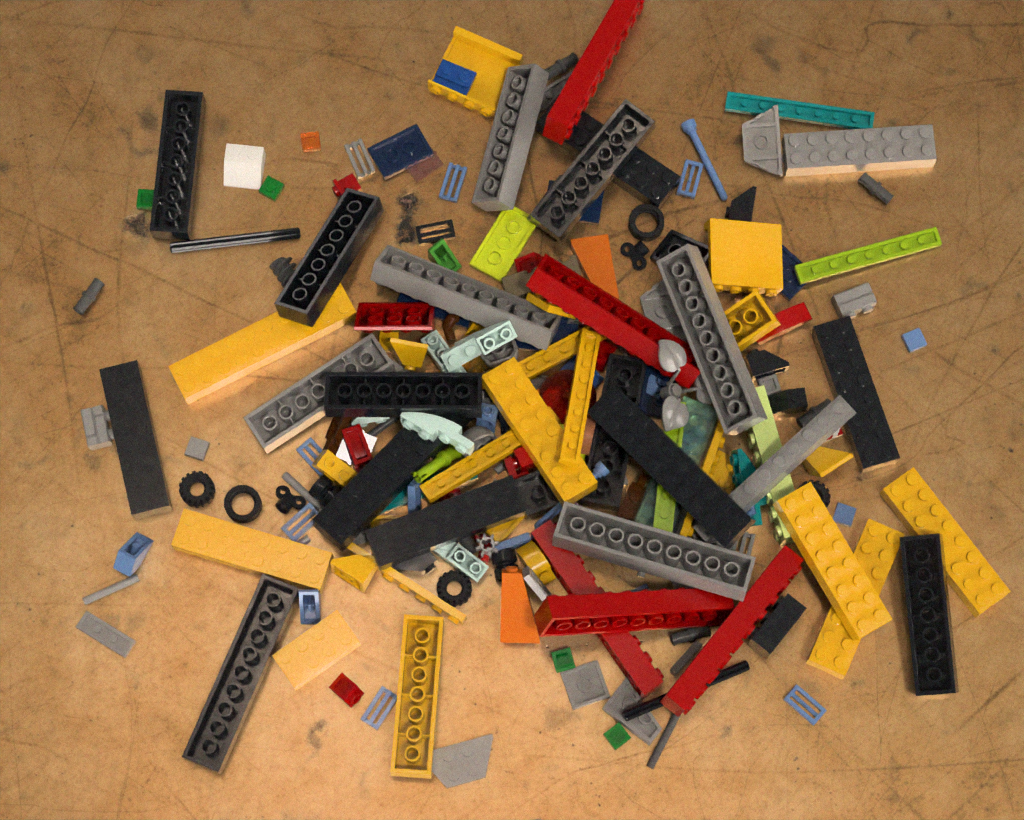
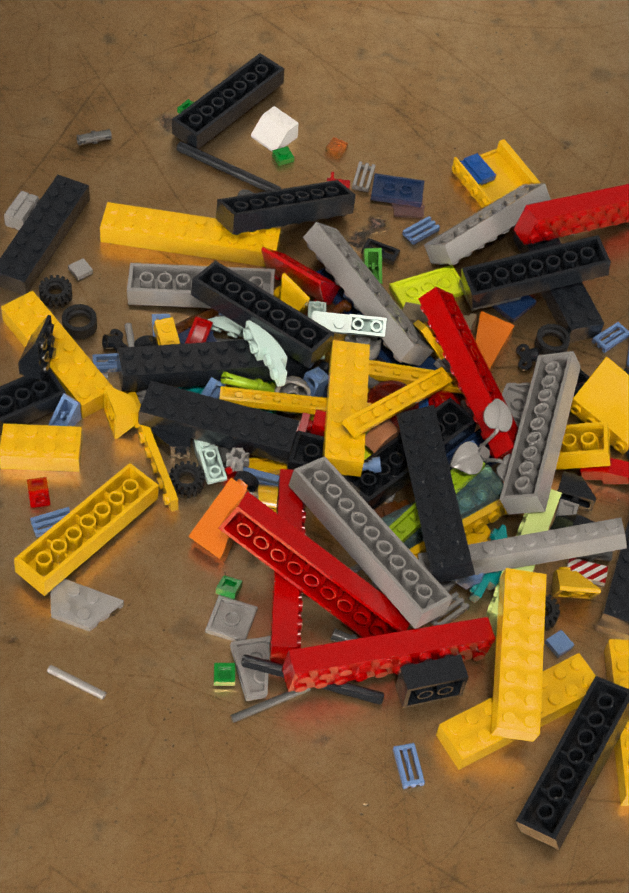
camera: 30 degrees right, 20 degrees down
(250, 573) = (38, 351): none -> black slope

